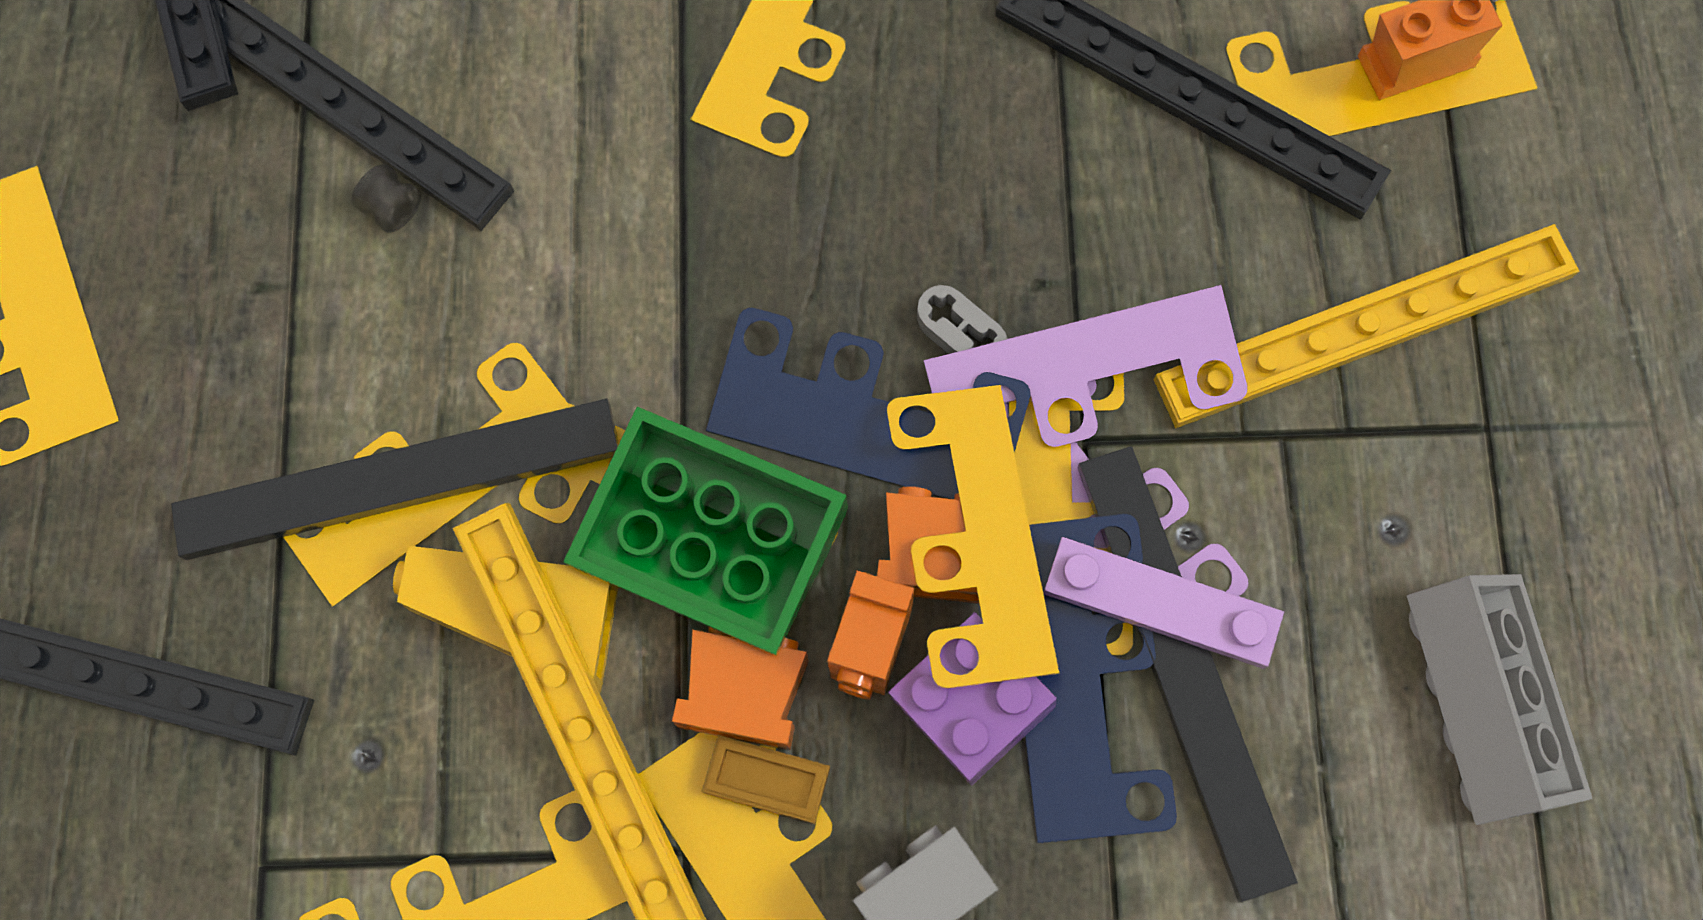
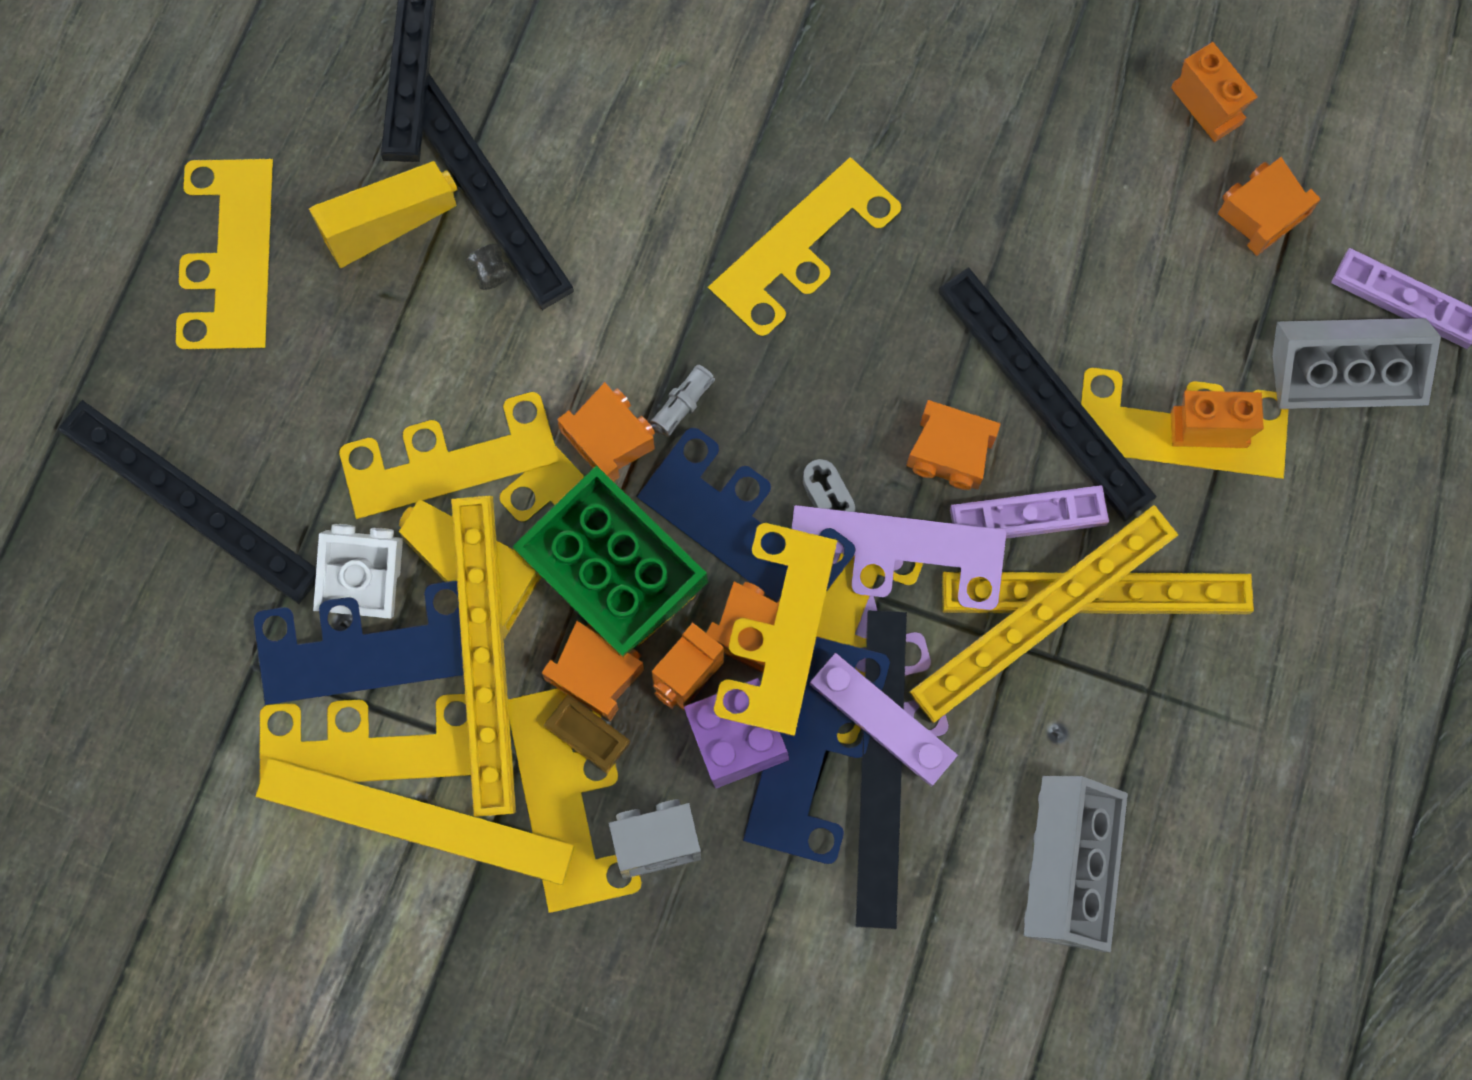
camera: 15 degrees right, 0 degrees up
(210, 177) = (383, 211): none -> yellow slope
(360, 679) = (358, 568): none -> white plate
(394, 479) = (427, 453): black tile -> none
(403, 804) = (356, 660): none -> dark blue piece
(632, 356) = (607, 431): none -> orange hips
(717, 279) = (682, 400): none -> light grey pin
(1101, 203) = (952, 446): none -> orange hips
(1245, 249) = (1036, 512): none -> lavender plate
(1311, 381) = (1043, 614): none -> yellow tile

